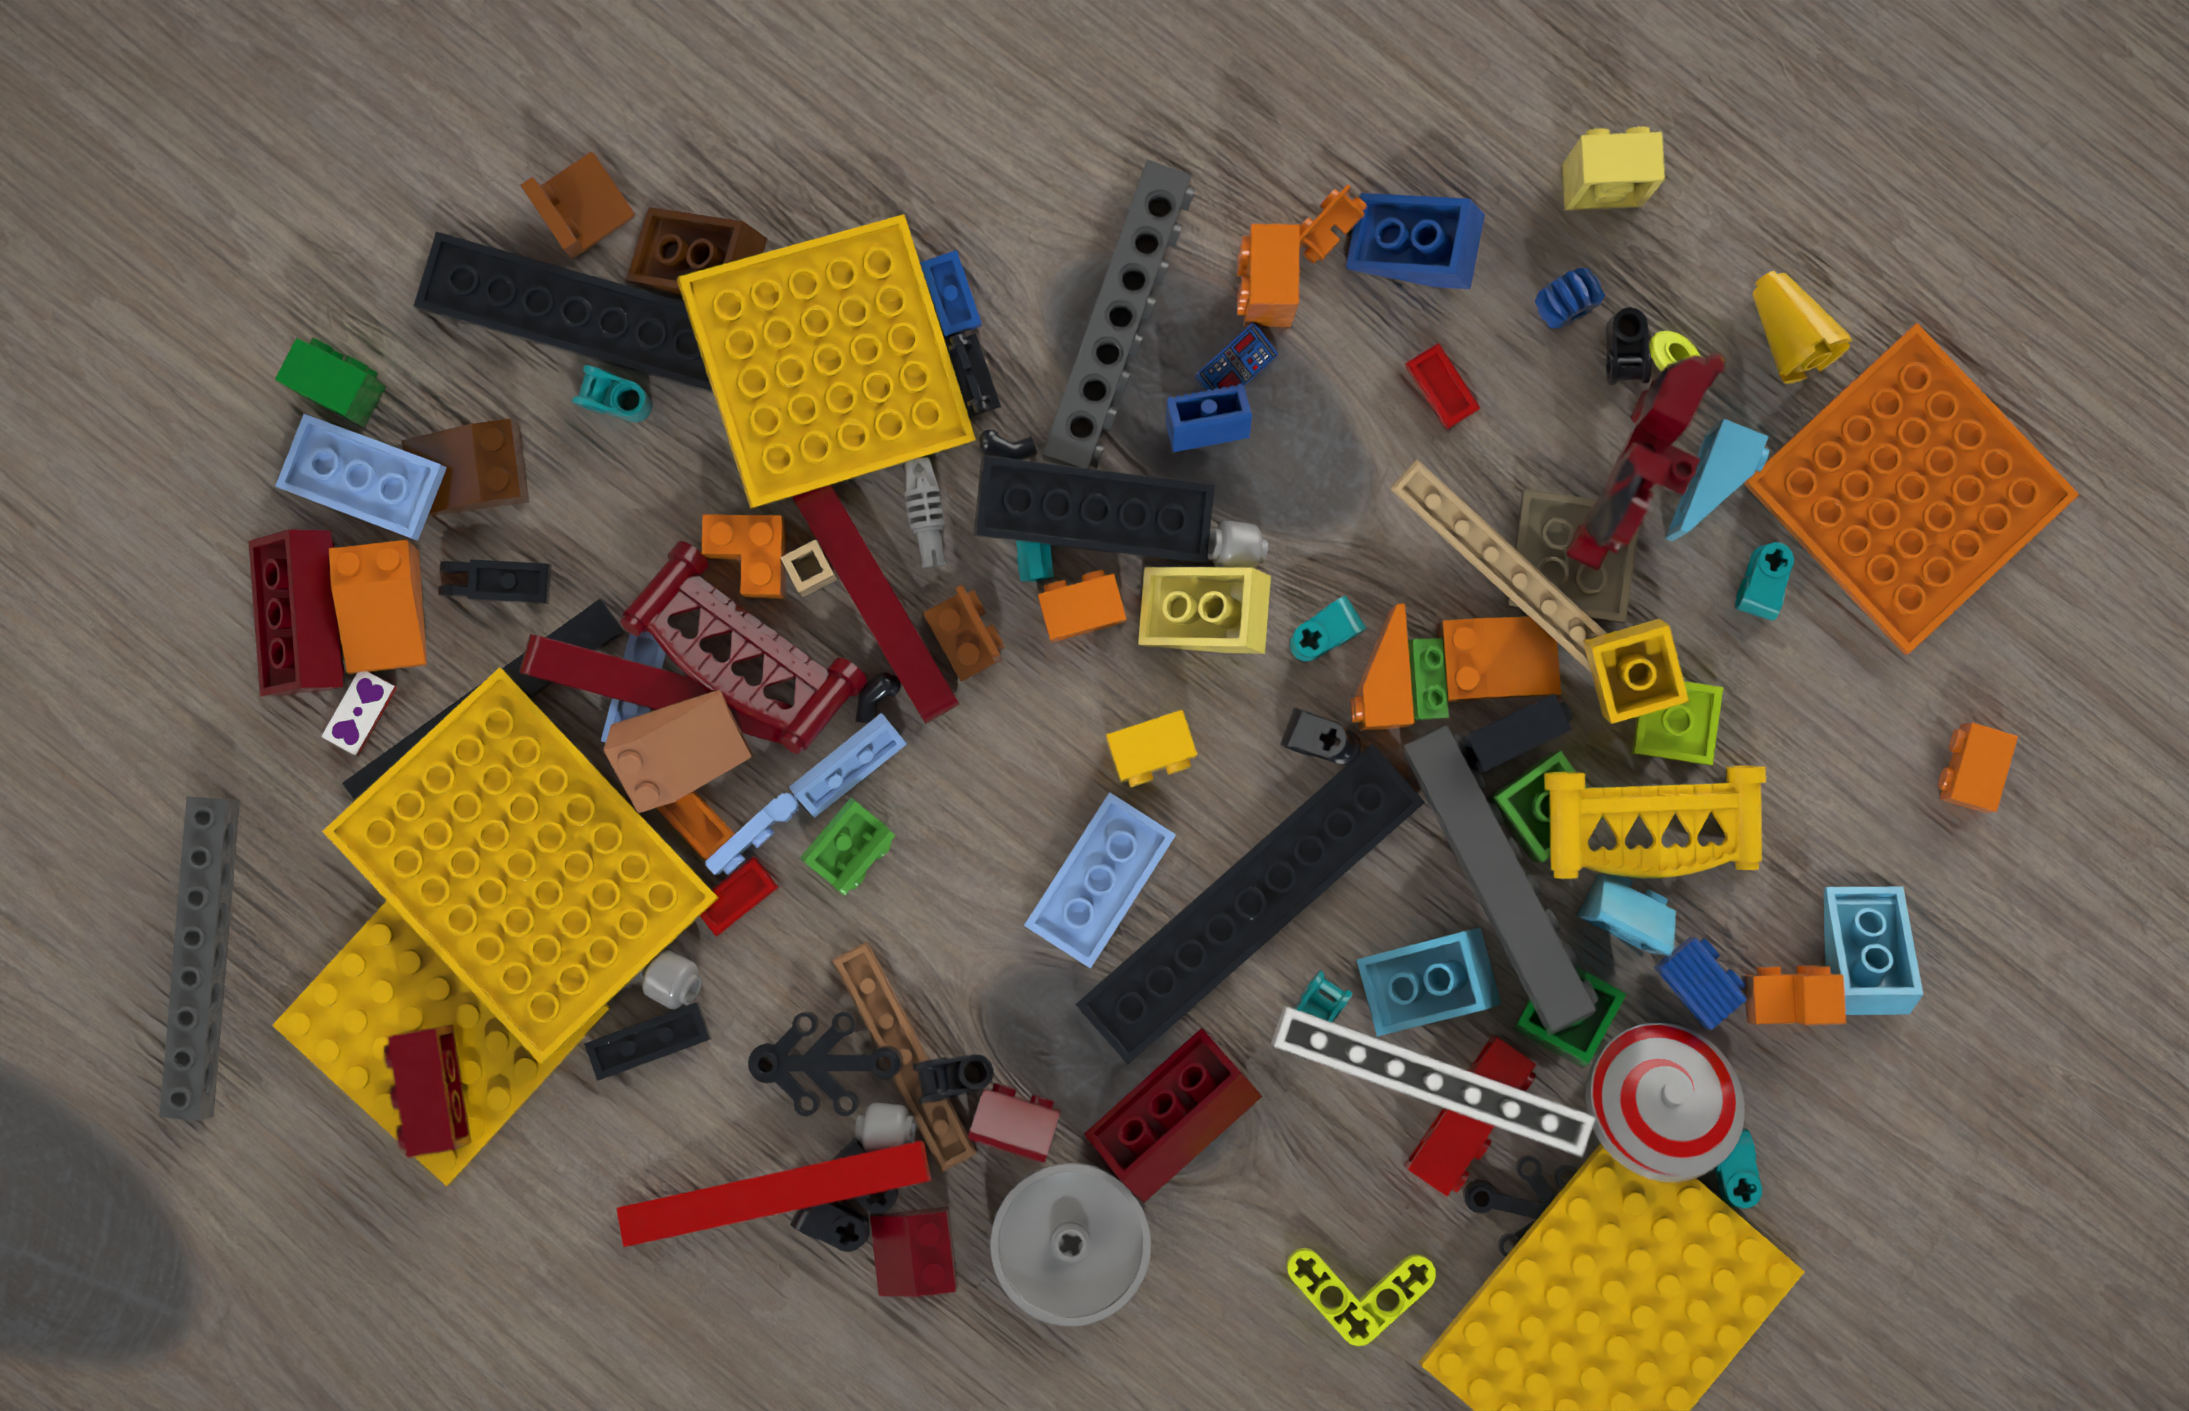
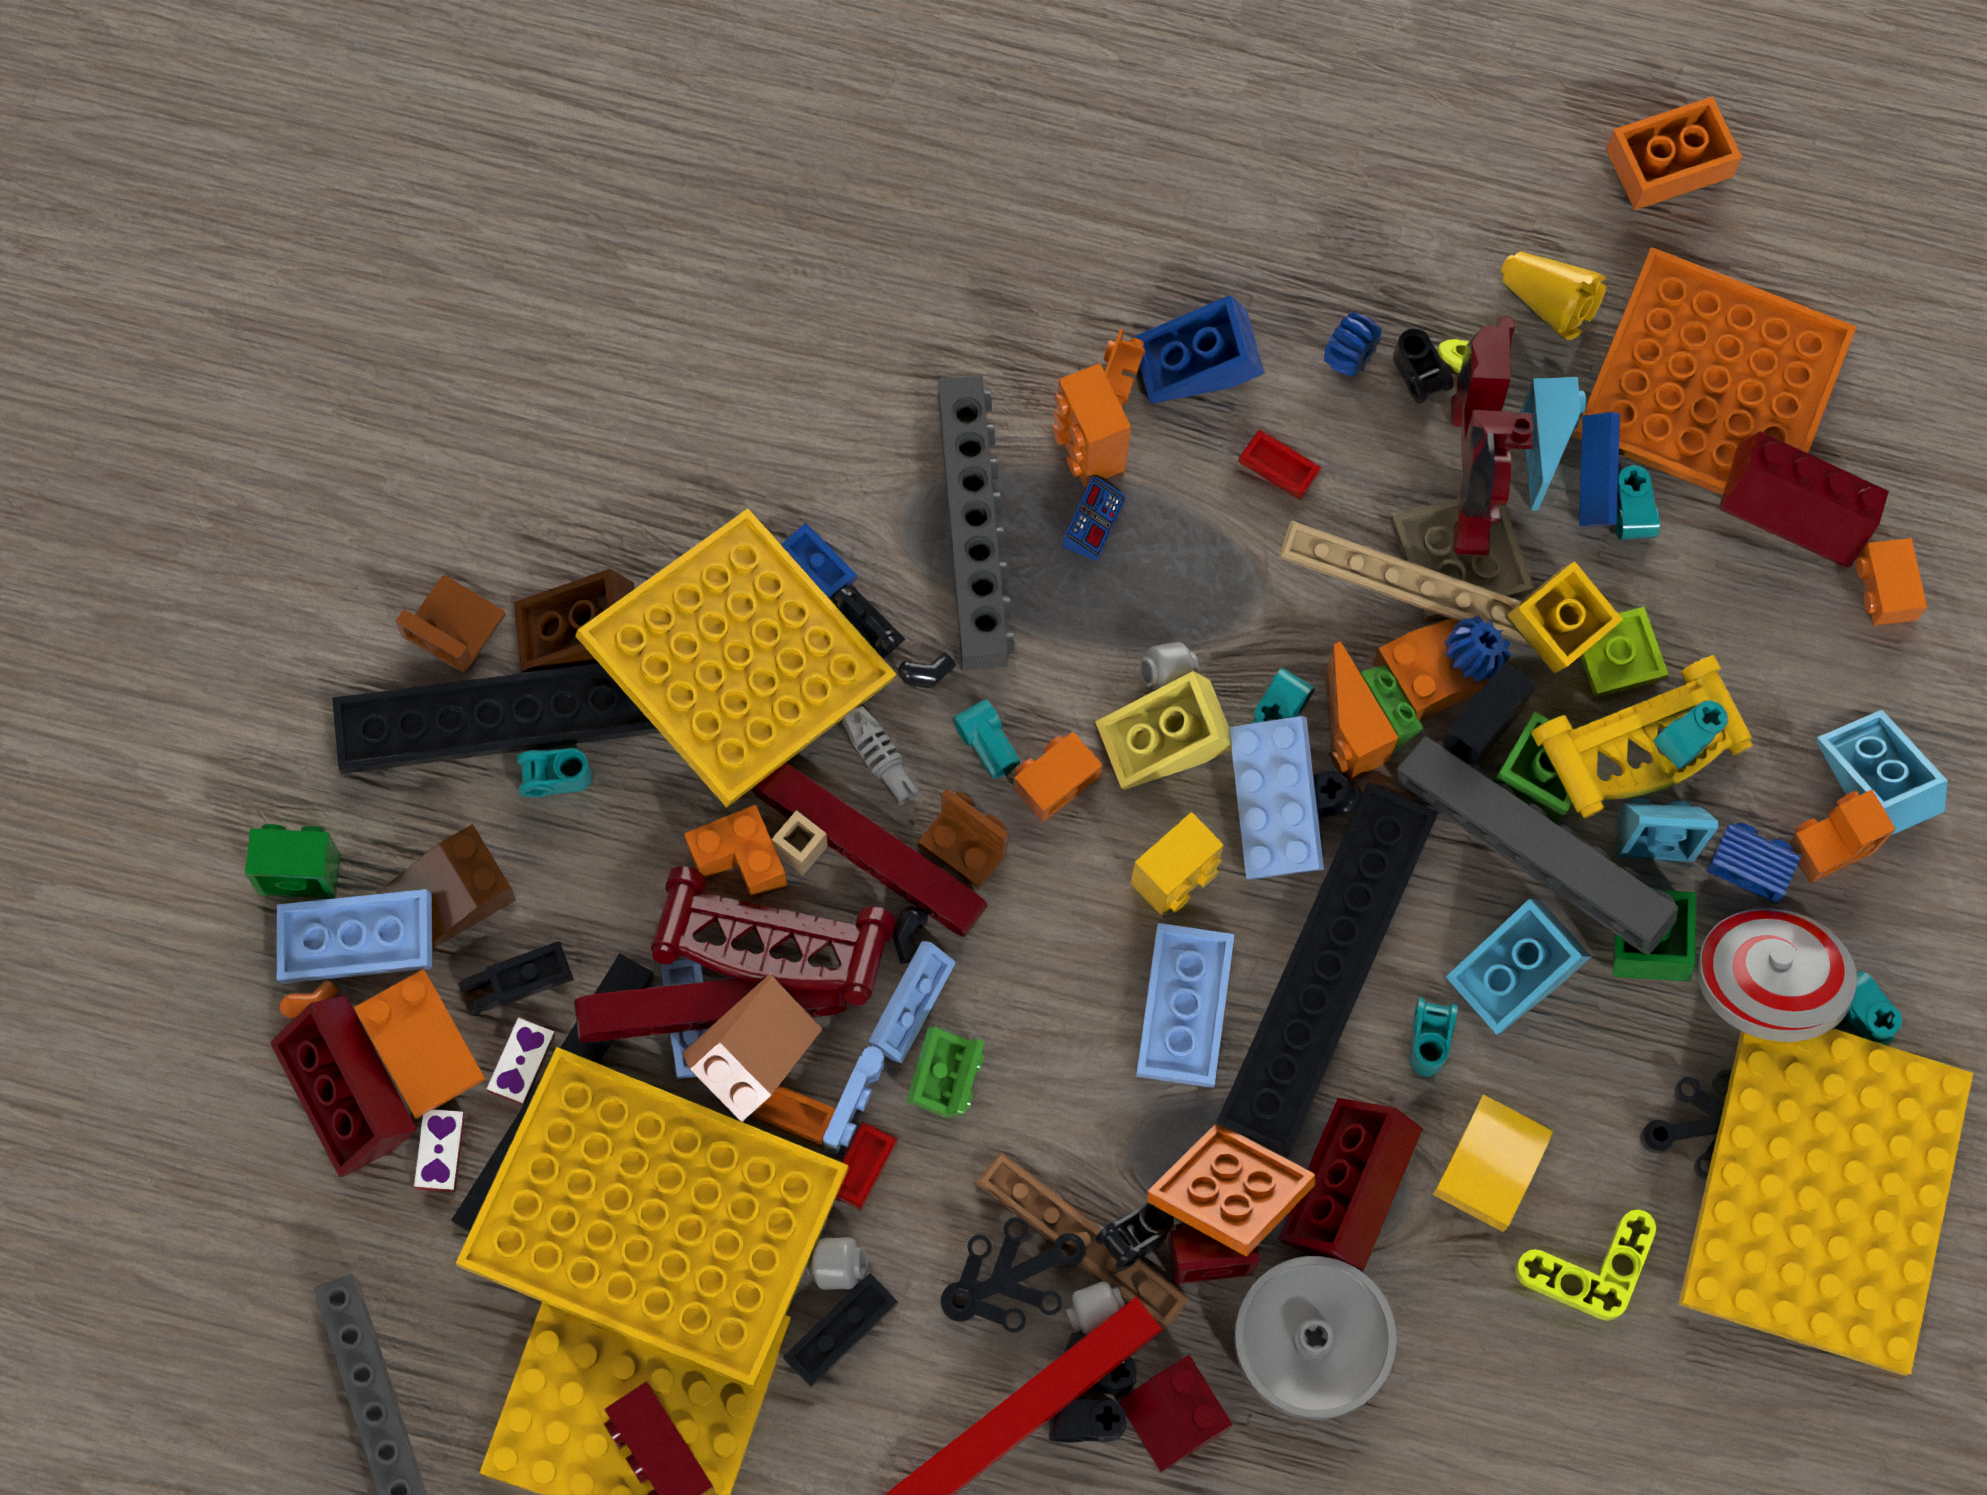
camera: 25 degrees left, 15 degrees down
(285, 518) = (295, 1003): none -> orange arm
(467, 661) = (521, 1061): none -> tile
(1055, 1078) = (1231, 1189): none -> orange plate
(1093, 510) = (1029, 685): black plate -> none
(1208, 418) = (1092, 568): blue brick -> none
(1275, 723) = (1276, 798): none -> light blue plate
(1315, 1155) = (1493, 1163): none -> yellow slope
(1433, 1081) = (1566, 1036): white brick -> none
(1458, 1138) = (1614, 1066): red brick -> none
(1538, 662) = (1477, 648): none -> blue gear
(1613, 169) = (1338, 224): light yellow brick -> none
(1696, 841) = (1691, 733): none -> teal piece
(1748, 532) = (1599, 469): none -> blue tile
(1930, 650) = (1802, 498): none -> dark red slope
(1989, 234) = (1673, 153): none -> orange brick

